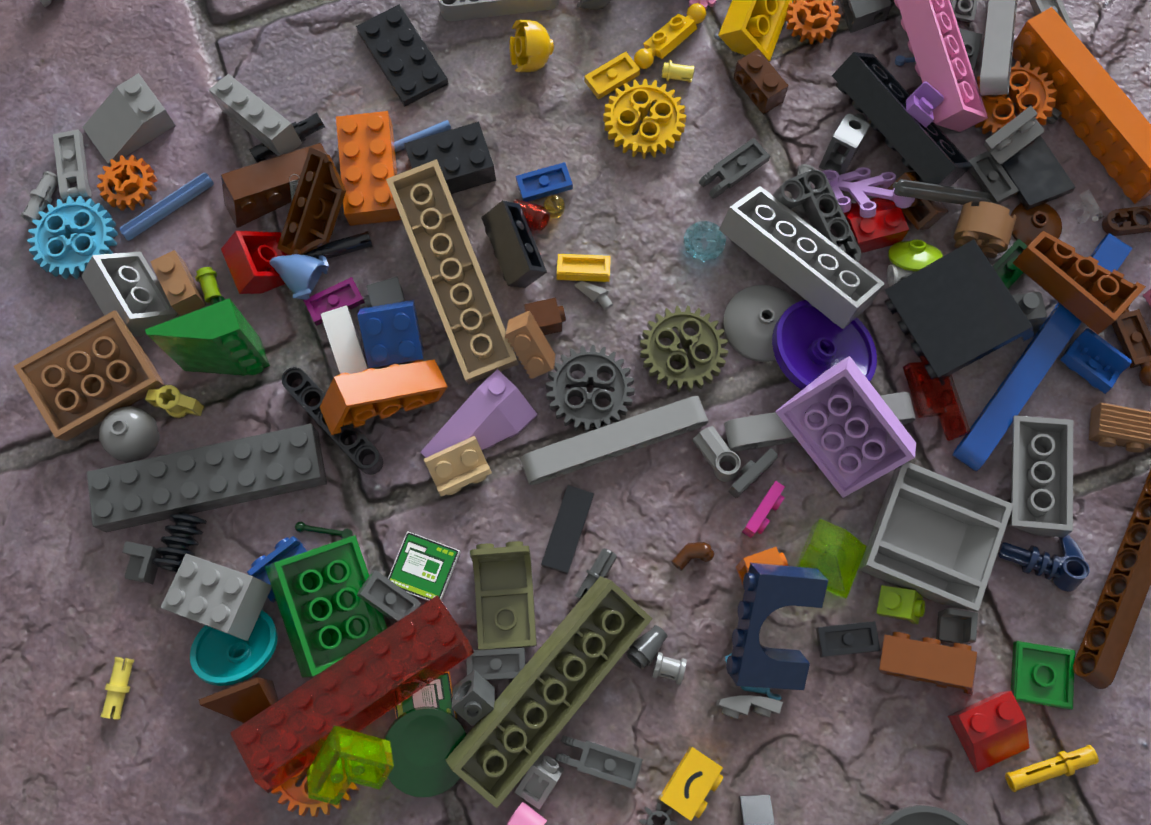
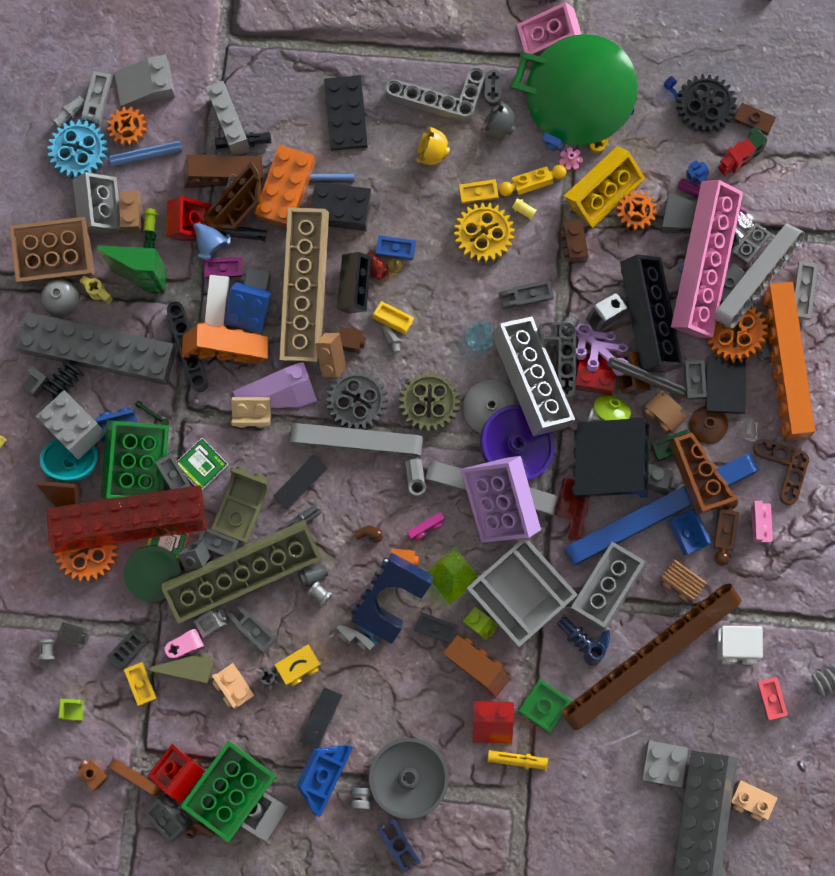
camera: 30 degrees right, 5 degrees up
(345, 759) = (104, 554): clear neon green brick -> none
(752, 472) = (431, 500): dark grey plate -> none
(923, 102) = (665, 311): medium lavender bracket -> none
(957, 626) = (506, 652): dark grey panel -> none
(1014, 136) = (718, 359): light grey bracket -> none

